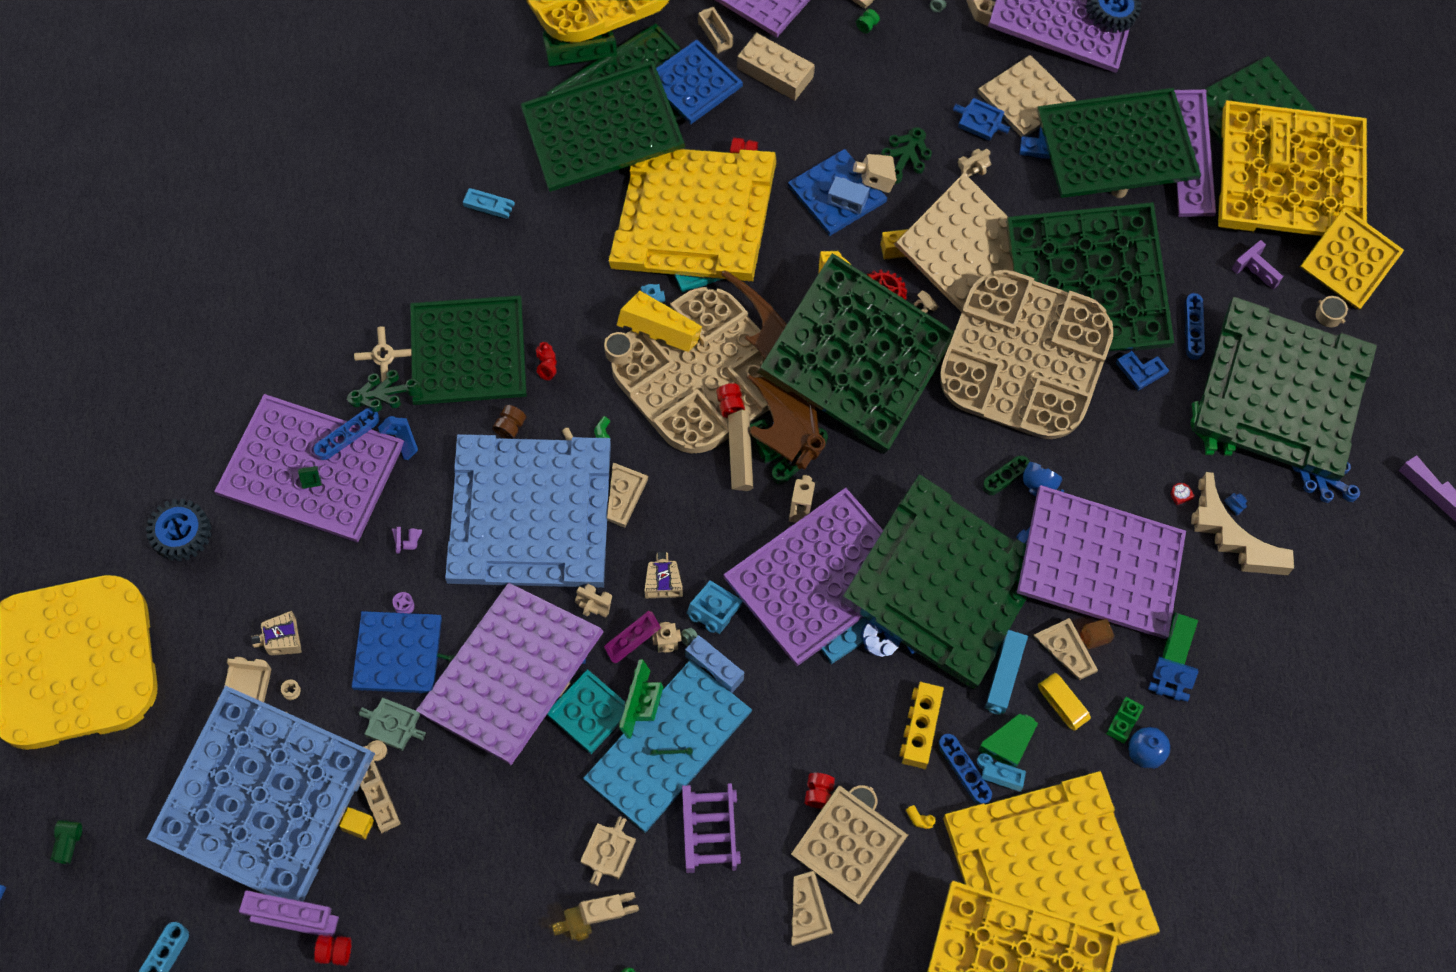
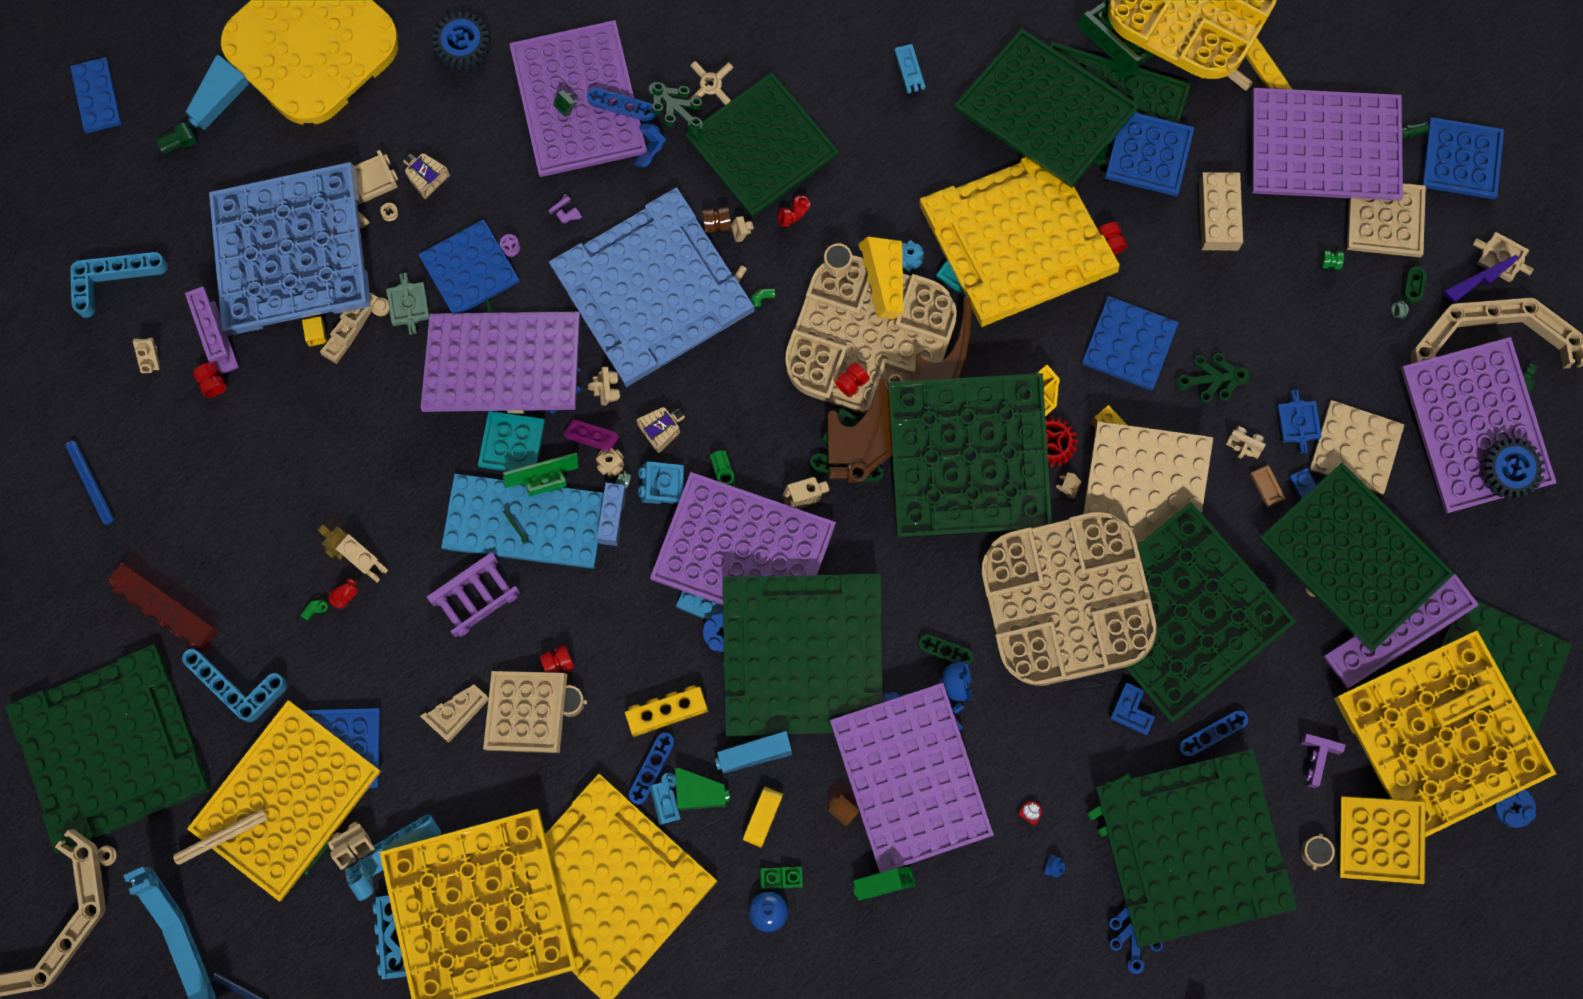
camera: 60 degrees right, 10 degrees up
(49, 774) = (215, 93): none -> dark azure slope
(531, 409) = (741, 228): none -> tan tile
(608, 851) = (408, 530): tan plate -> none
(624, 493) = (716, 350): tan wing -> none
(630, 951) = (342, 595): none -> red arm
(715, 29) = (1222, 136): tan window -> none
(734, 550) = (722, 467): none -> green piece
(740, 451) = (812, 417): tan brick -> none
(848, 195) = (1126, 353): medium blue brick -> none
(877, 172) = (1170, 363): tan torso -> none
(920, 820) = (584, 756): yellow arm -> none
(1018, 171) = (1267, 486): none -> medium nougat tile
(1066, 646) = (815, 793): tan wing -> none
(1173, 673) = (847, 898): blue plate -> none
(1230, 537) = (1011, 910): tan arch -> none
(1379, 168) = (1526, 810): none -> blue plate

